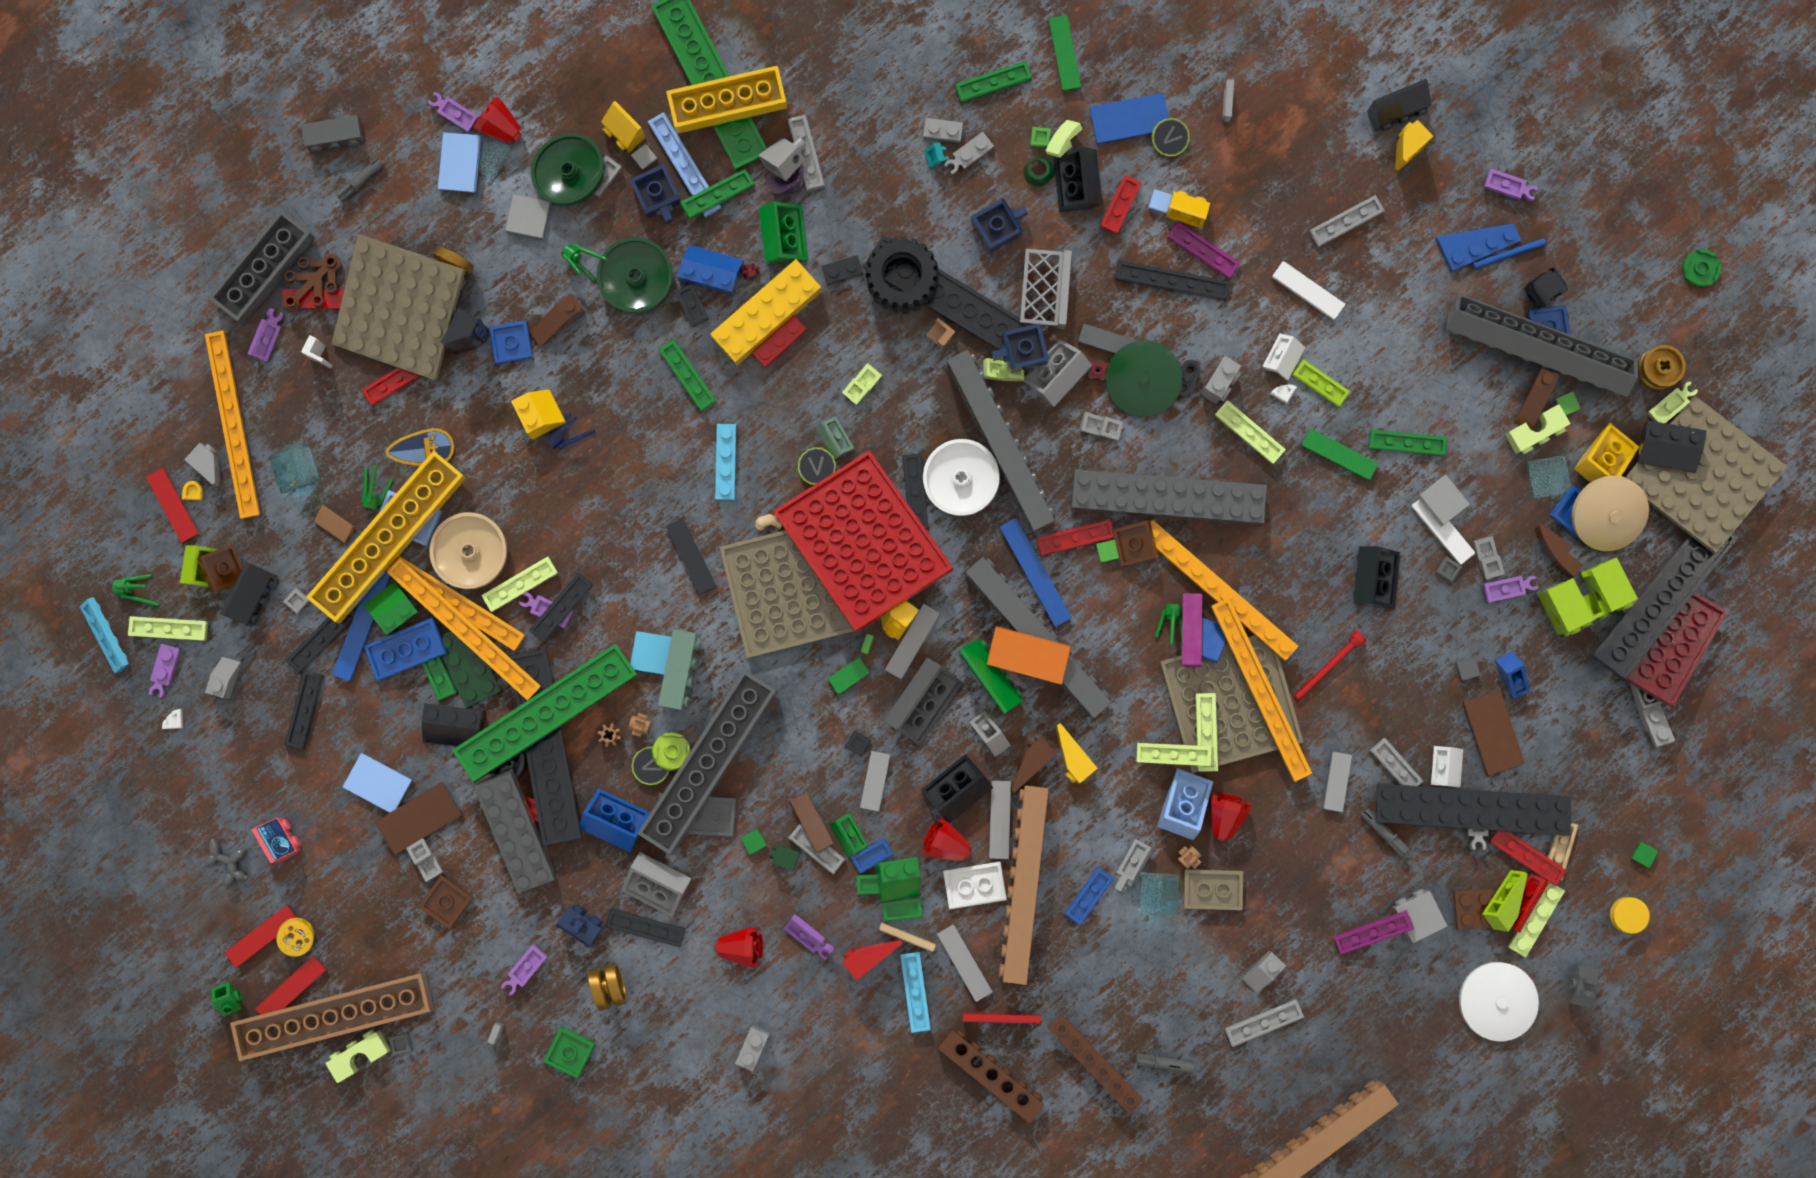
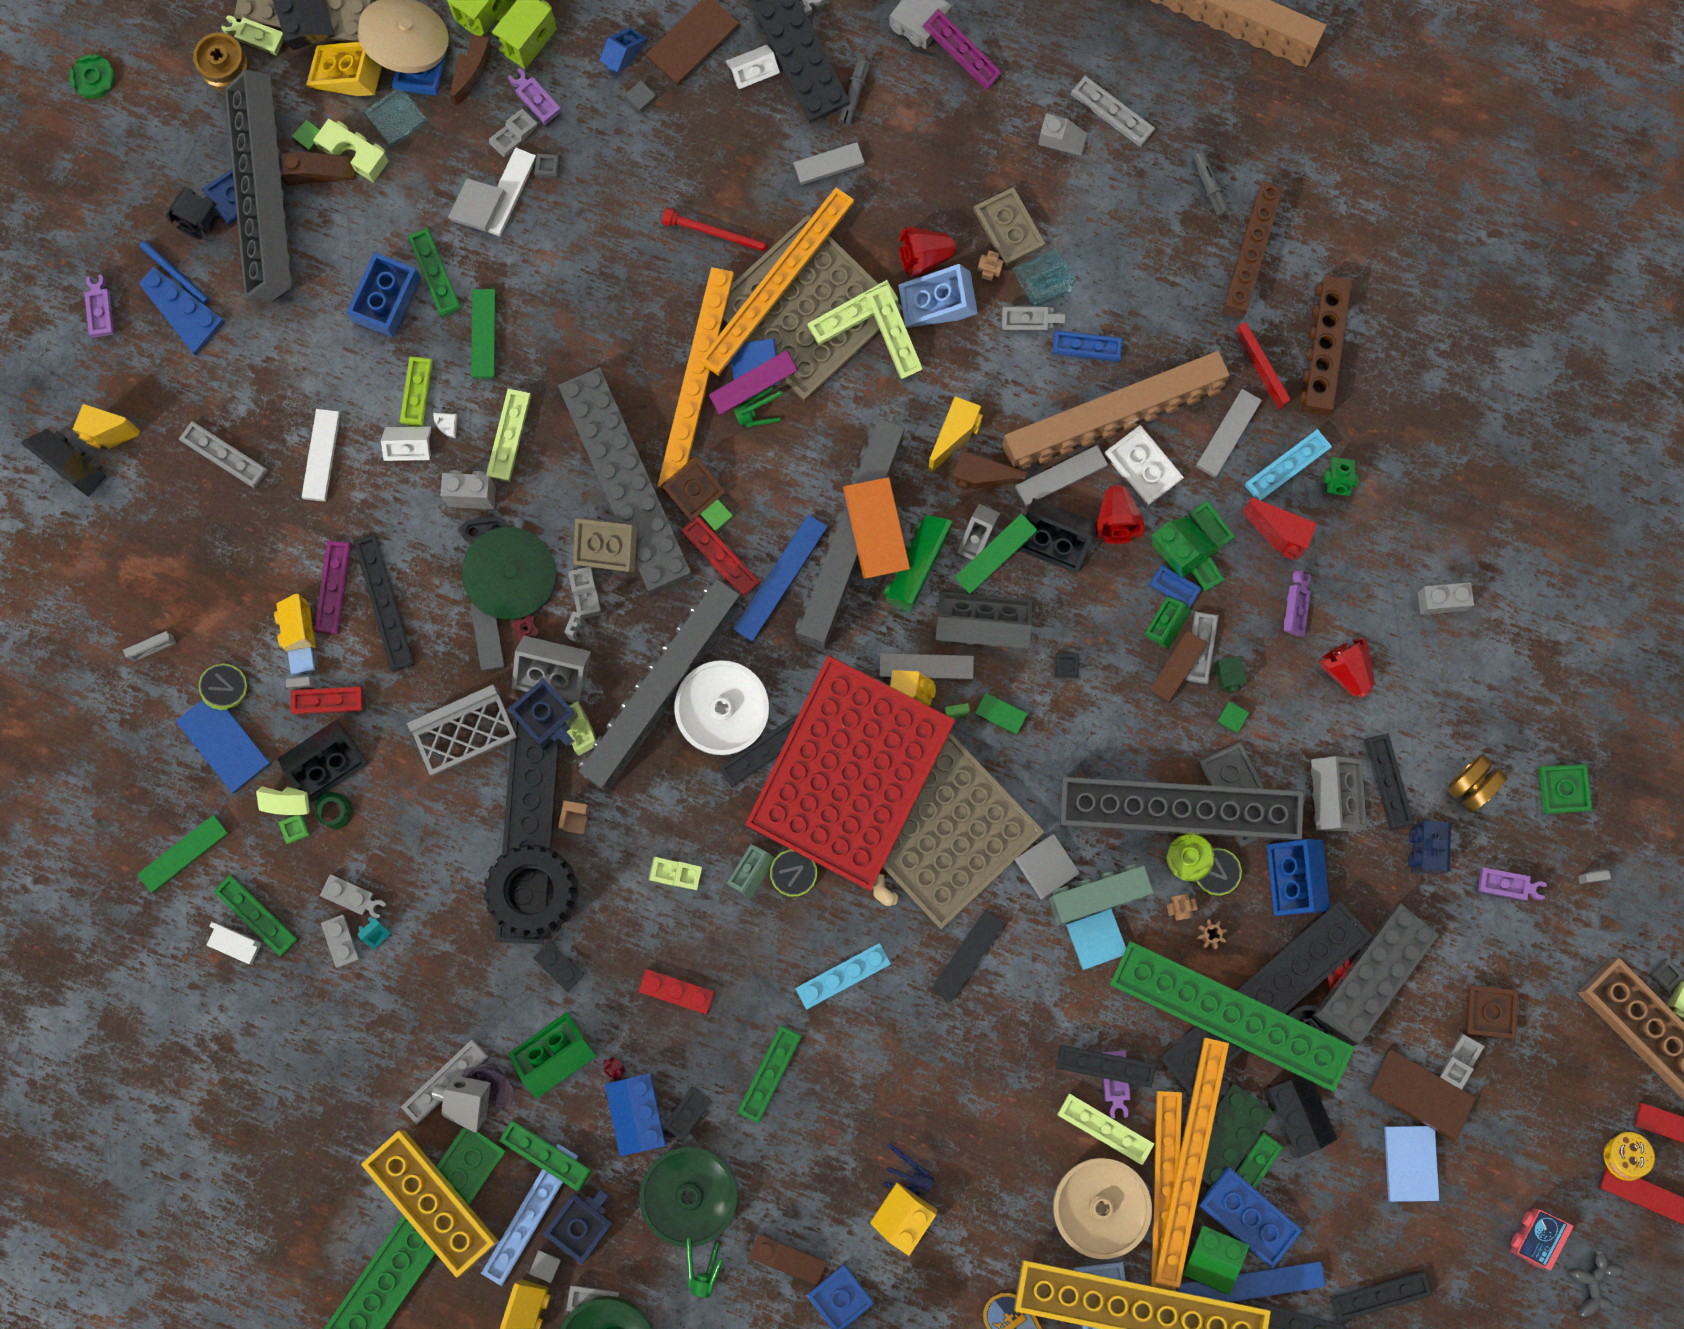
camera: 120 degrees left, 5 degrees down
(721, 646) = (1047, 866): none -> light grey tile
(766, 312) = (651, 1023): yellow brick -> none
(875, 781) = (1095, 625): light grey tile -> none
(884, 1024) = (1341, 481): none -> green brick
(907, 937) = (1237, 503): tan tile -> none
(966, 736) = (996, 553): none -> green tile
(981, 57) = (233, 943): none -> white panel
(998, 224) = (418, 819): dark blue hinge -> none
(1071, 399) = (576, 626): none -> light grey tile
(1126, 456) = (605, 544): none -> dark tan plate
(1143, 191) = (300, 683): none -> light grey tile
(1376, 577) = (595, 230): black slope -> none
(1395, 764) = (778, 117): light grey tile -> none
(1407, 395) = (383, 295): none -> blue brick

